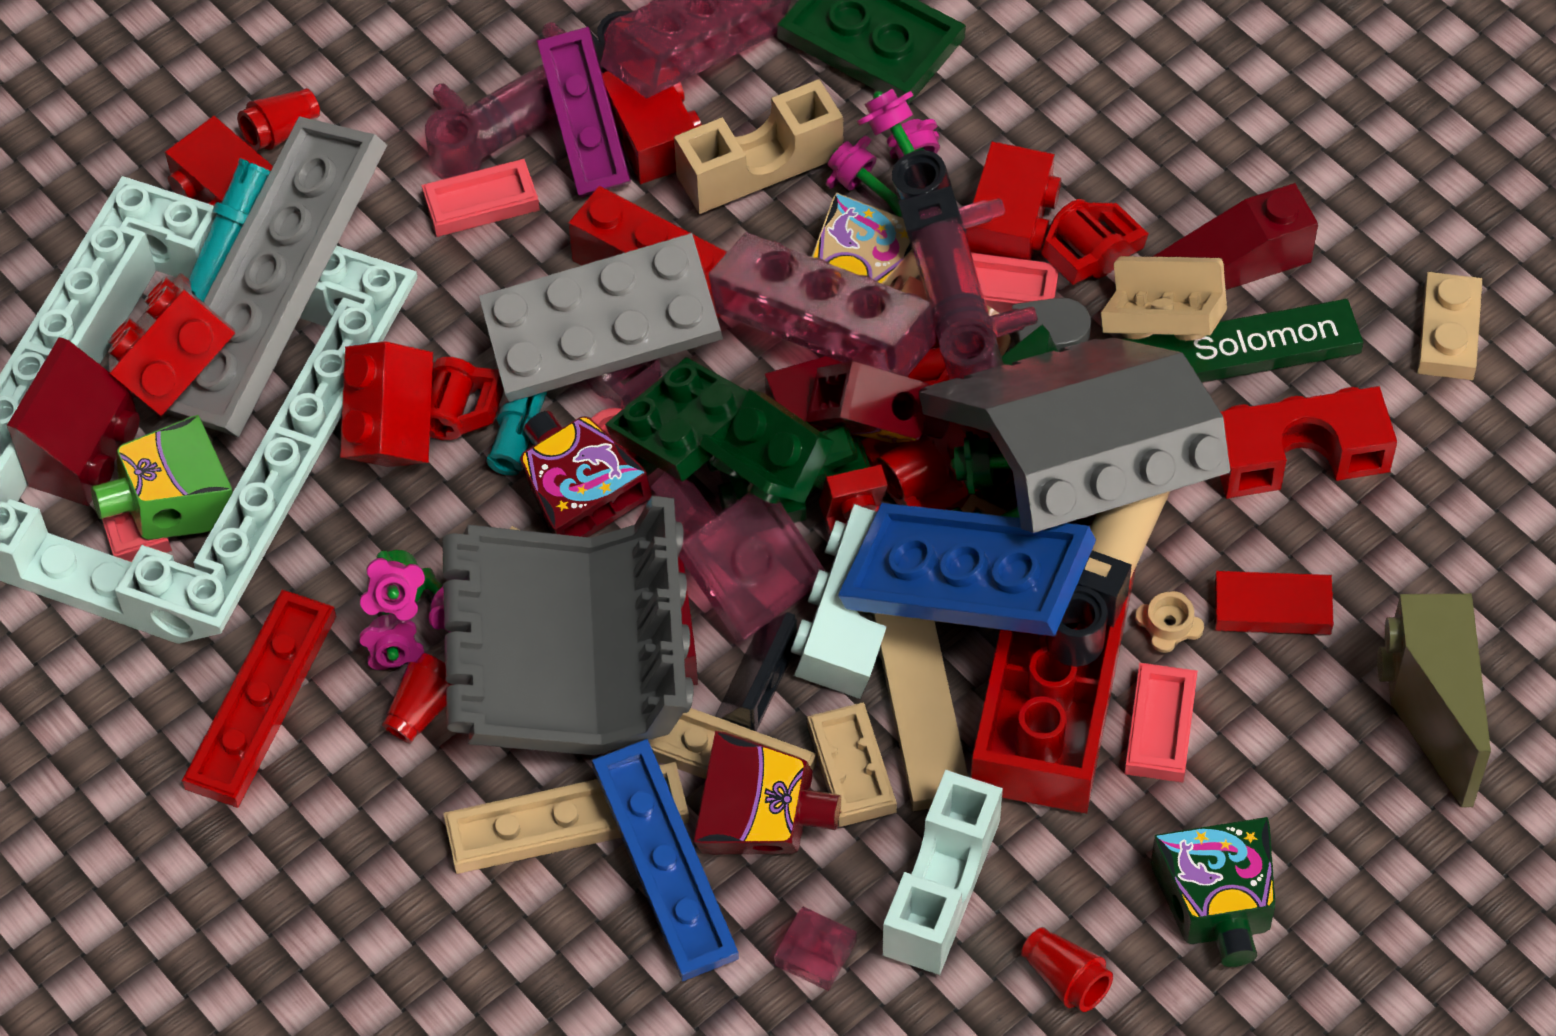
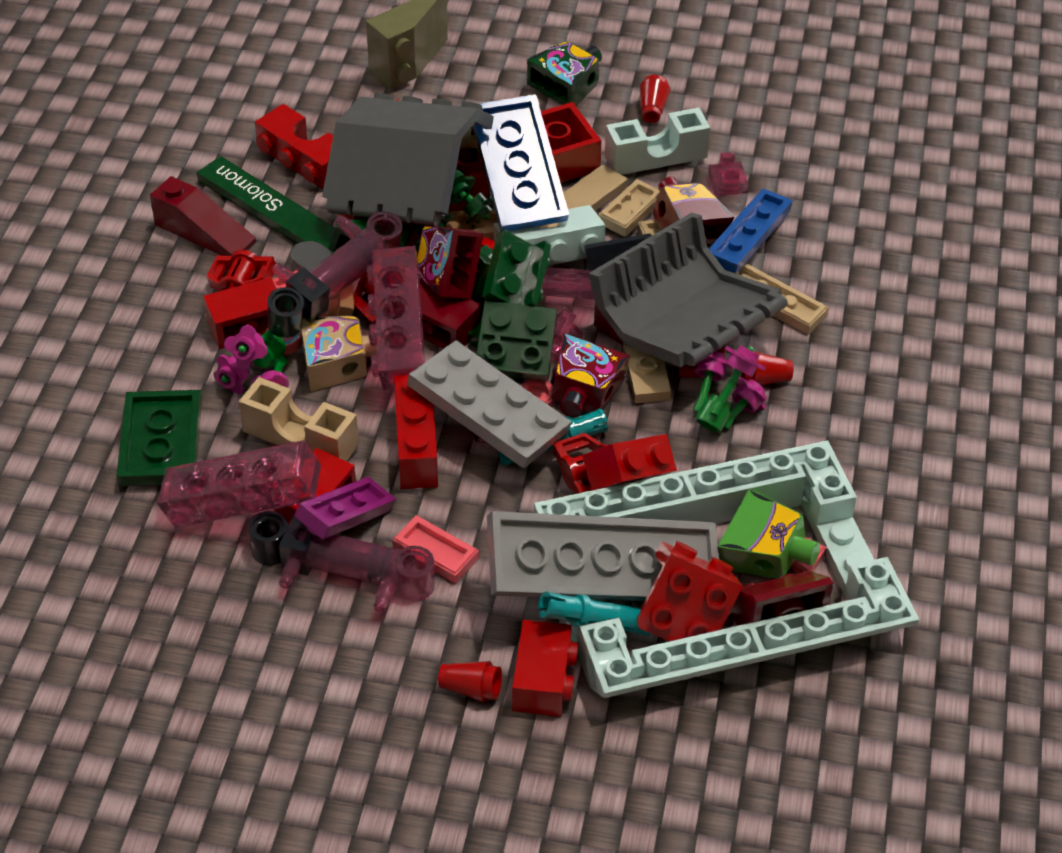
camera: 130 degrees left, 10 degrees down
(259, 698) = (844, 433): red tile -> none
(1166, 297) = (264, 218): tan bracket -> none
(1450, 326) = (179, 139): tan plate -> none

